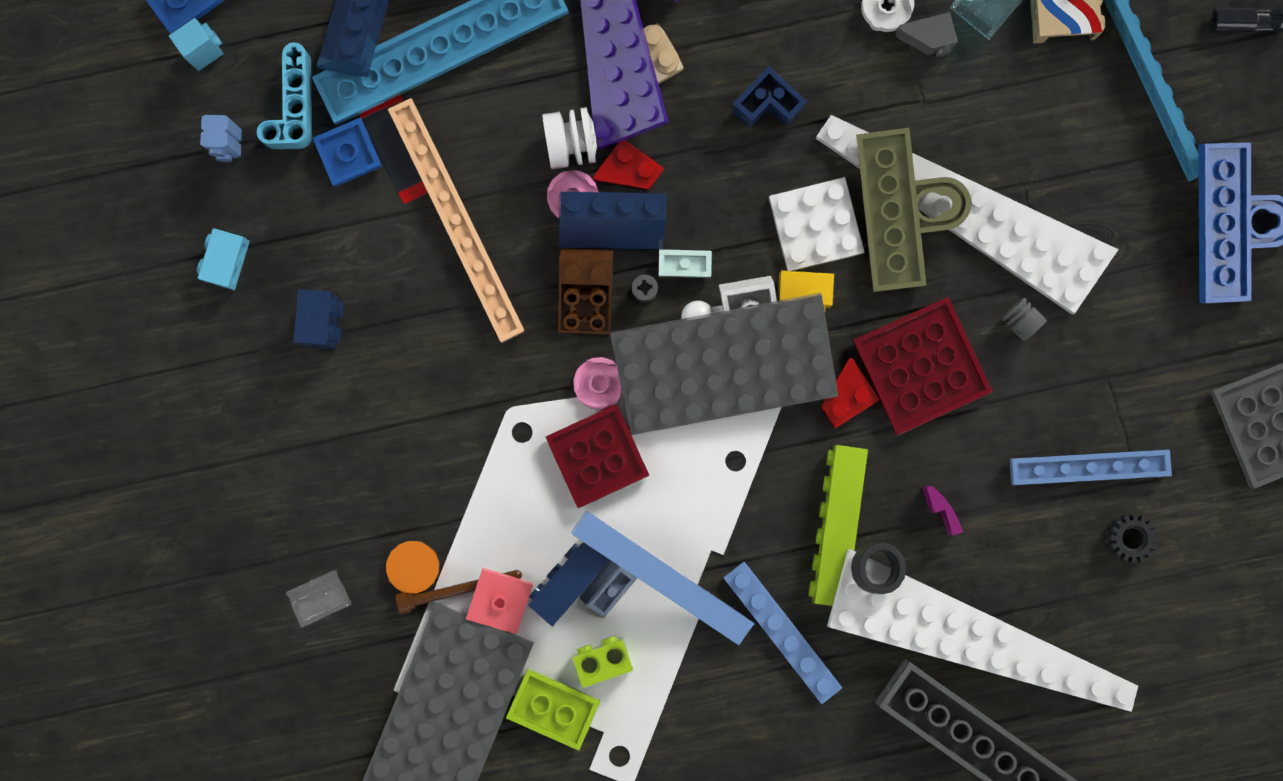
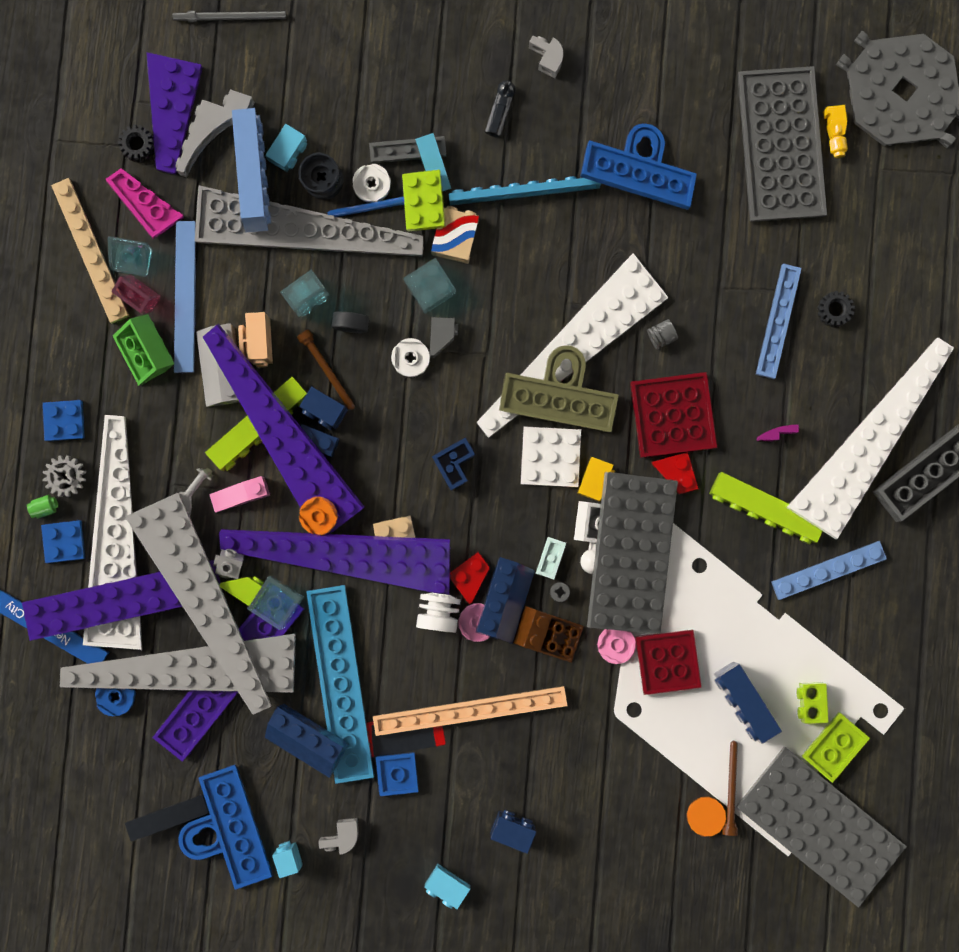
camera: 70 degrees left, 0 degrees up
(221, 137) = (361, 862): medium blue brick -> none
(246, 111) = (347, 836): none -> light grey brick
(291, 97) = (344, 802): medium azure beam -> none
(318, 598) = (708, 890): clear plate -> none
(499, 600) = (749, 762): coral plate -> none
(607, 588) = (763, 682): sand blue slope -> none
(661, 577) = (769, 644): medium blue tile -> none
(897, 573) = (818, 482): black tyre -> none

